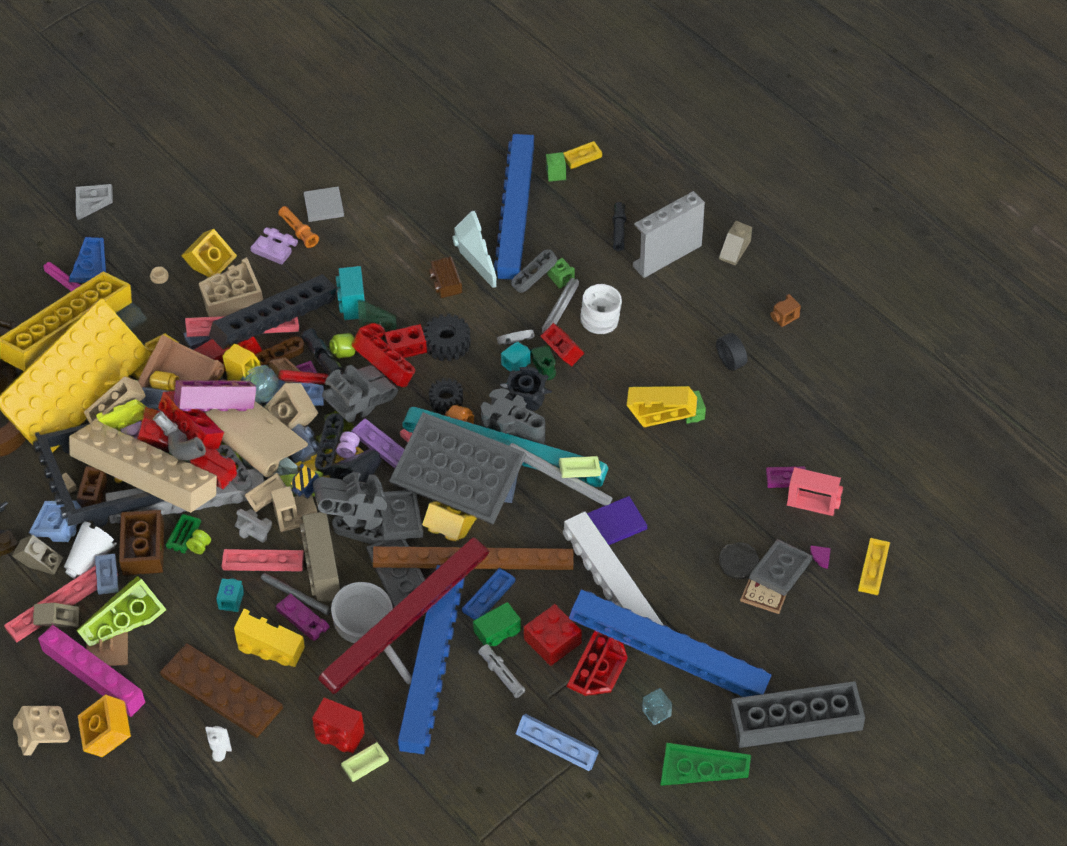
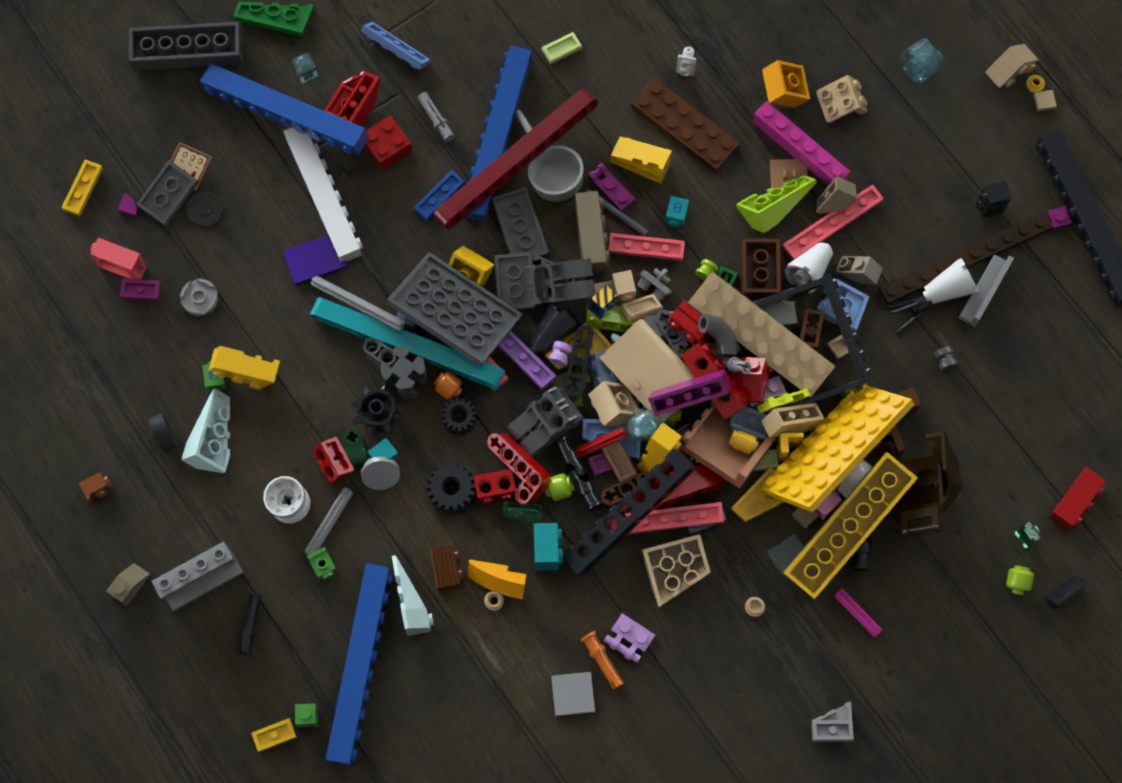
camera: 175 degrees left, 20 degrees up
(90, 260) = (830, 628): blue wing -> none
(106, 574) = (791, 234): sand blue plate -> none
(209, 254) = (701, 626): yellow slope -> none
(338, 725) = (582, 67): red brick -> none
(395, 270) = (497, 578): none -> light orange slope
(399, 260) = (489, 596): none -> tan plate
(497, 558) = (464, 230): dark orange plate -> none
(497, 625) = (434, 158): green brick -> none
(546, 266) = (358, 563): dark grey beam -> none
(579, 467) = (336, 304): yellowish green tile -> none
(686, 354) = (208, 441): none -> light aqua wedge
(725, 479) = (199, 297): none -> light grey tile

